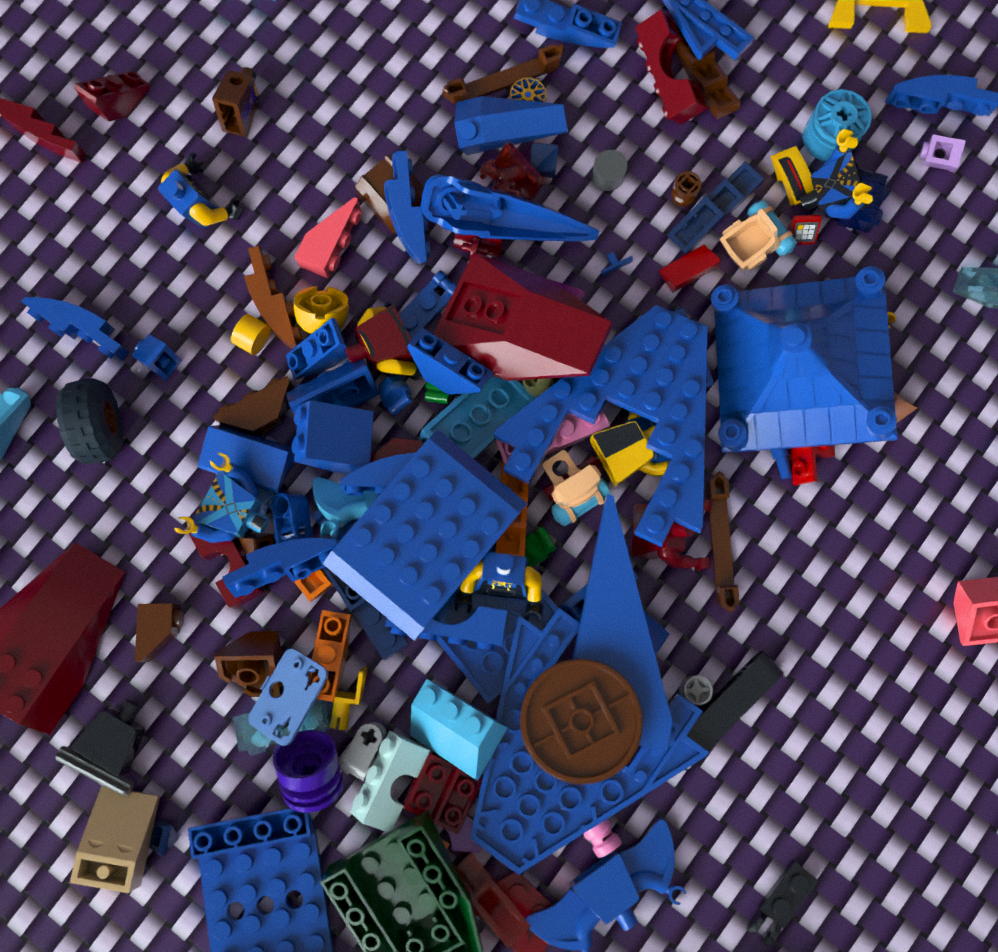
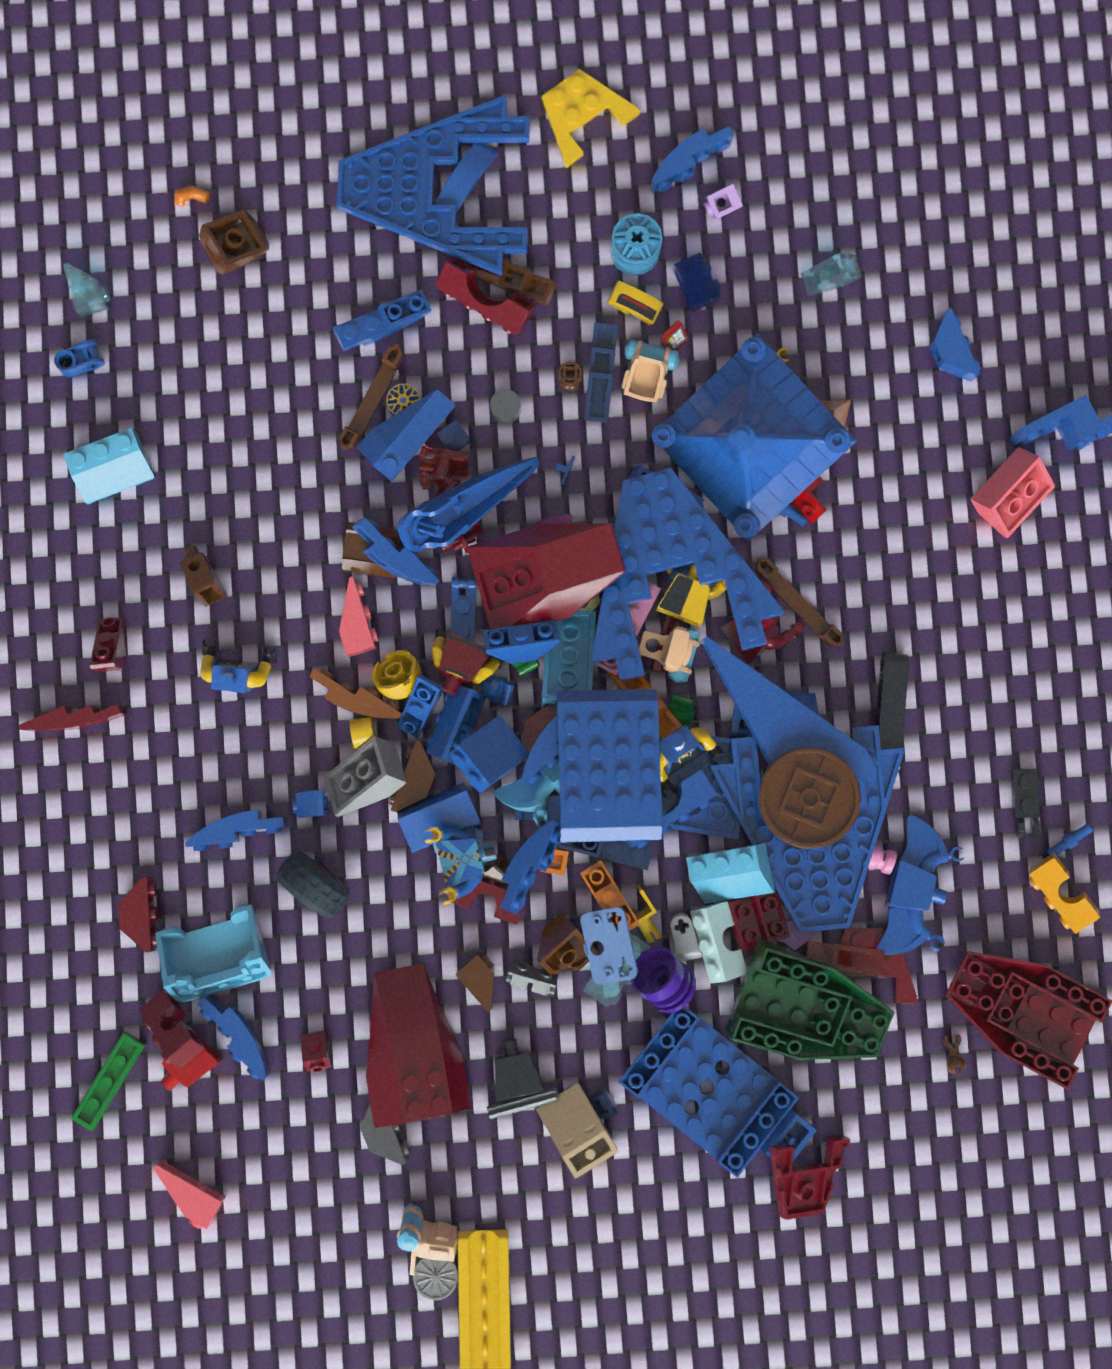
camera: 45 degrees left, 5 degrees up
(197, 655) = (522, 973): none -> dark grey hinge
(219, 370) = (365, 777): none -> light grey slope
(291, 517) = (505, 833): blue piece -> none
(689, 268) = (618, 430): red slope -> none
(701, 689) = (865, 712): light grey wheel -> none
(839, 183) = (673, 289): torso -> none

